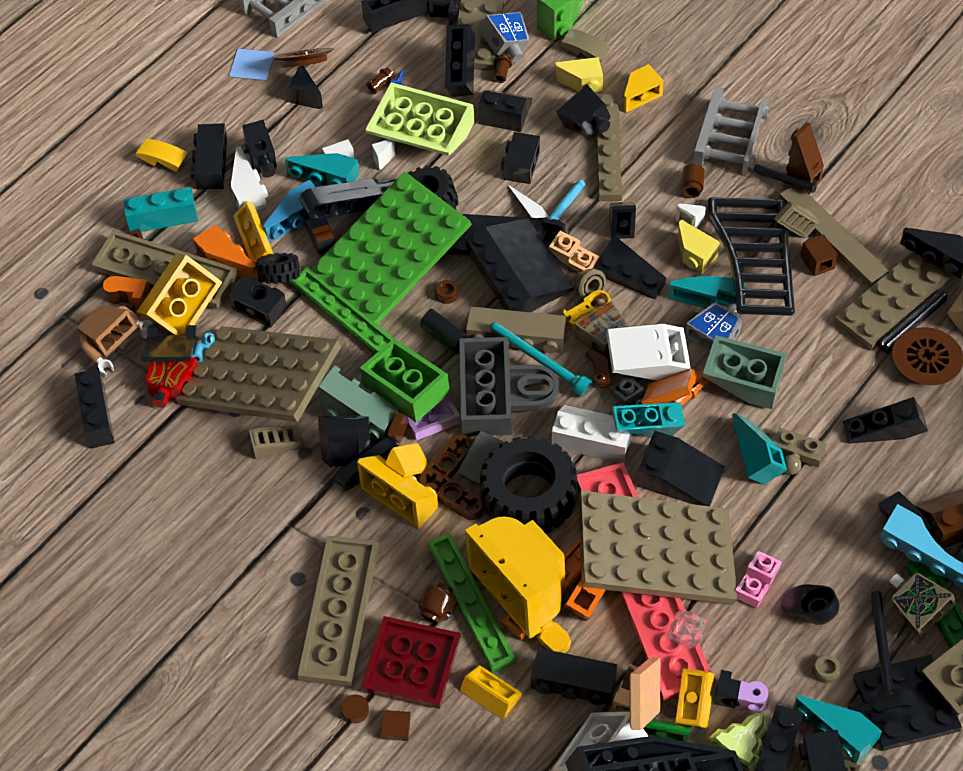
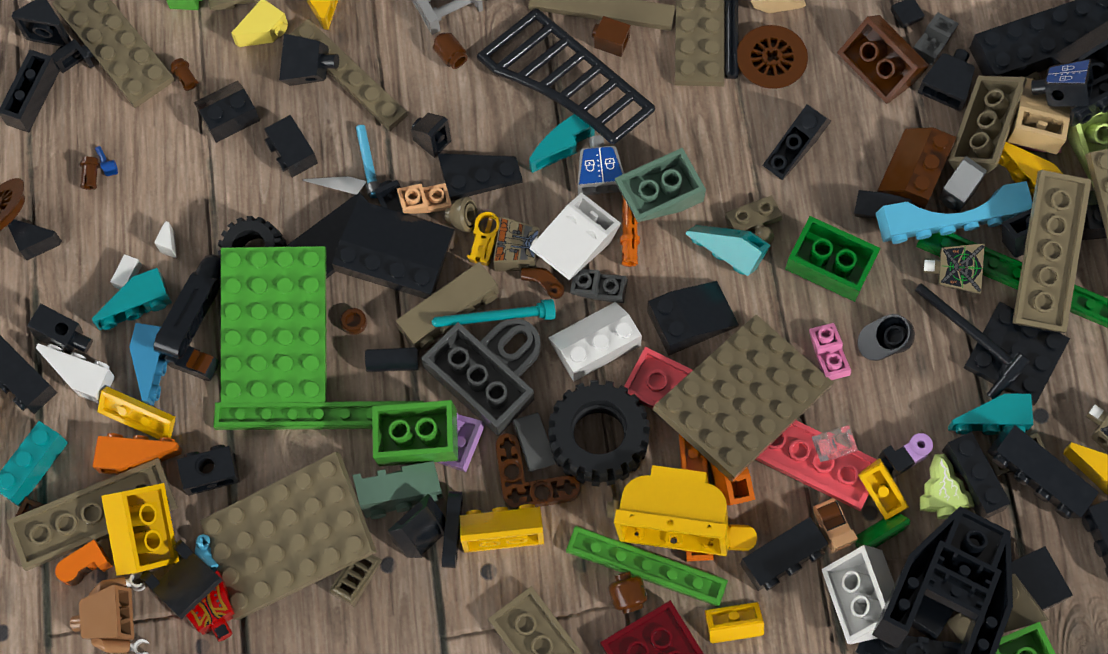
camera: 45 degrees left, 15 degrees up
(278, 268) = (196, 427): black tyre -> none
(398, 427) = (445, 476): reddish brown tile -> none
(407, 460) = (487, 499): yellow slope -> none
(422, 119) = (173, 184): yellowish green slope -> none
(460, 60) = (147, 98): black brick -> none
(505, 34) = (159, 39): torso -> none
(644, 693) = (861, 523): light nougat tile -> none
(649, 417) = (636, 294): teal slope -> none
(670, 388) = (622, 254): orange tile -> none
(691, 214) = (480, 85): white slope -> none
(696, 247) = (511, 110): light yellow slope -> none
(797, 219) = (571, 18): dark tan slope -> none
(825, 516) = (832, 258): none -> green brick
(826, 669) = (942, 378): dark tan tile -> none

